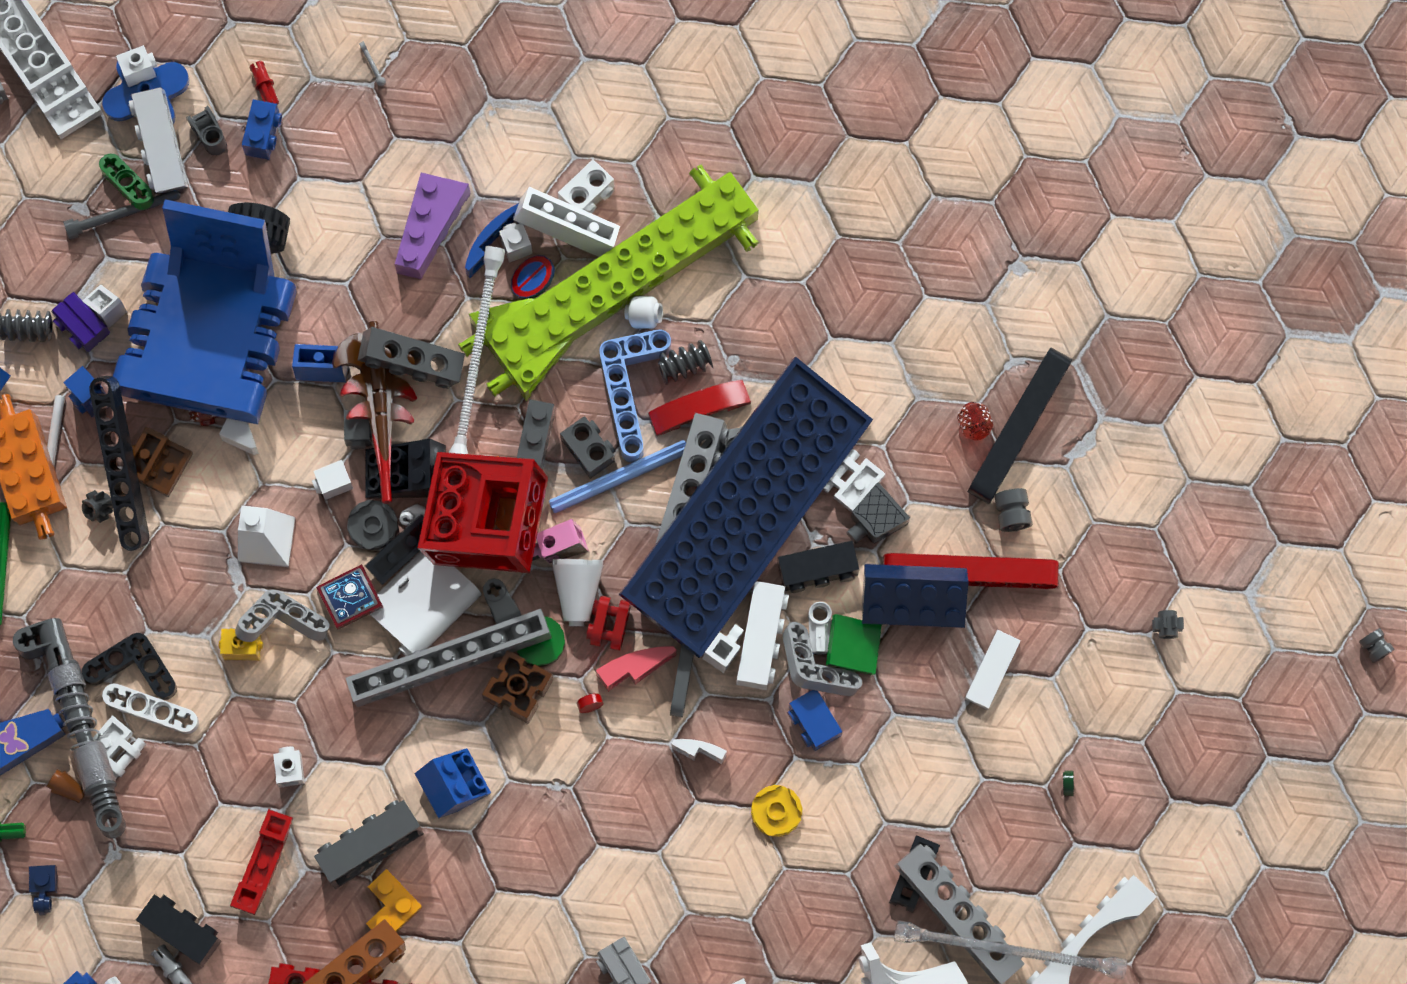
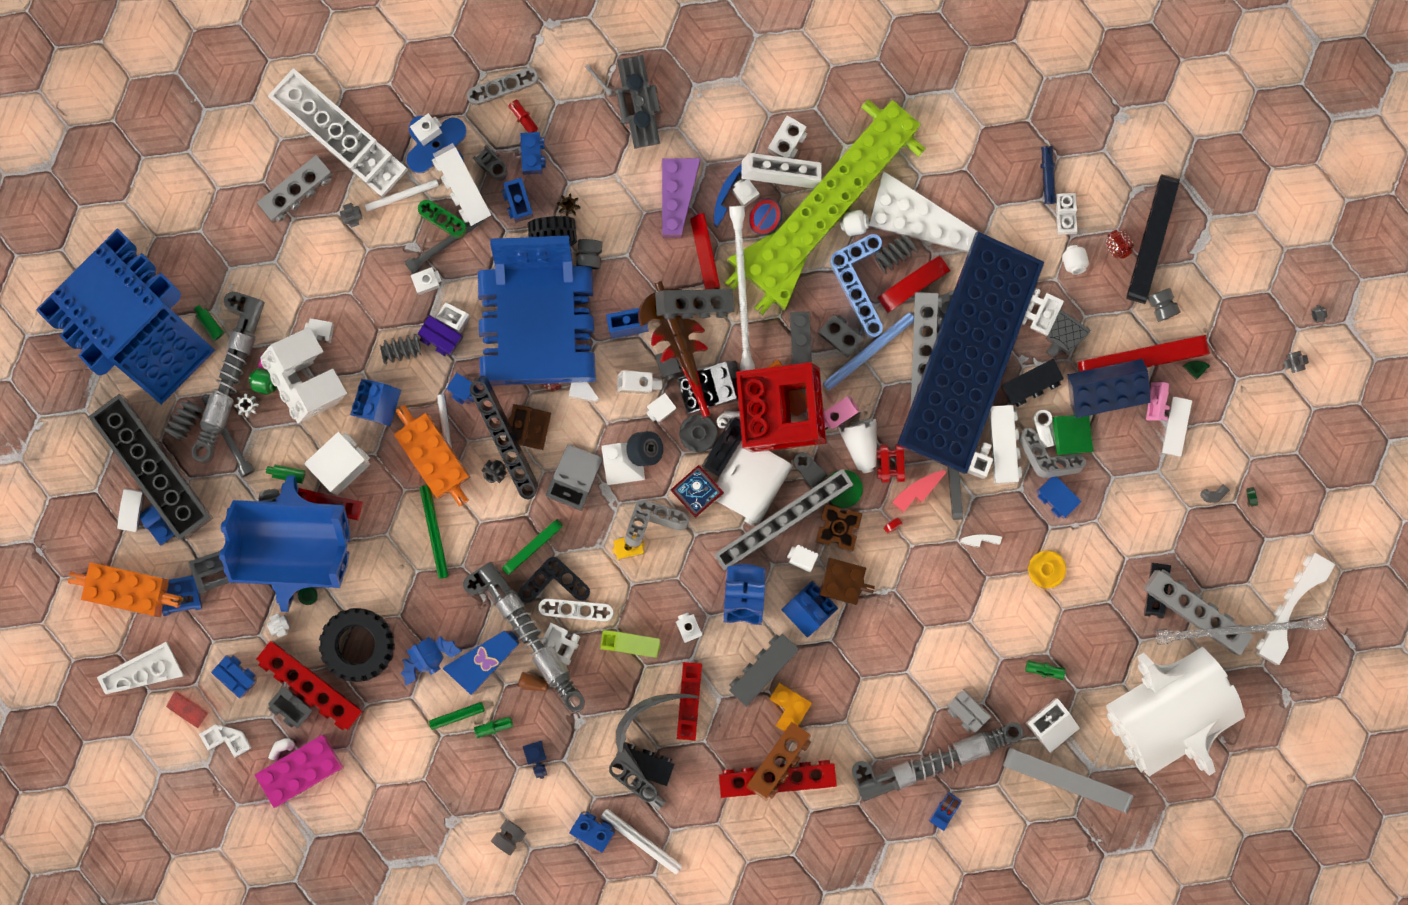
camera: 15 degrees left, 10 degrees up
(14, 149) = (351, 215): none -> dark grey gear
(83, 251) = (426, 280): none -> white brick
(85, 142) = (401, 195): none -> white bar
(118, 614) = (532, 547): none -> green beam
(153, 906) = (625, 756): none -> dark grey piece
(195, 540) = (574, 477): none -> slope
(207, 768) = (630, 643): none -> lime slope
(226, 179) = (518, 200): none -> blue brick
(249, 47) = (503, 89): none -> light grey beam
(286, 197) = (565, 201): none -> dark brown gear
(297, 267) = (589, 252): none -> dark grey wheel
(297, 524) = (644, 448): none -> black wheel
(301, 439) = (629, 382): none -> white torso
(370, 739) = (744, 594): none -> blue piece
(421, 95) = (644, 98): none -> dark grey piece
(445, 300) = (705, 252): none -> red slope
(460, 712) = (802, 558): none -> white brick
(506, 758) = (844, 581): none -> reddish brown plate
(714, 315) = (909, 213): none -> white wing
(739, 940) = (1045, 670): none -> green pin
(908, 304) = (1048, 174): none -> dark blue pin
(913, 426) = (1075, 260): none -> white head
(917, 368) = (1066, 213): none -> white slope
(975, 627) = (1157, 407): none -> bright pink plate
(1020, 771) = (1214, 496): none -> dark grey arm
(1036, 601) = (1196, 368): none -> dark green tile
(1212, 572) = (1319, 314): none -> dark grey plate

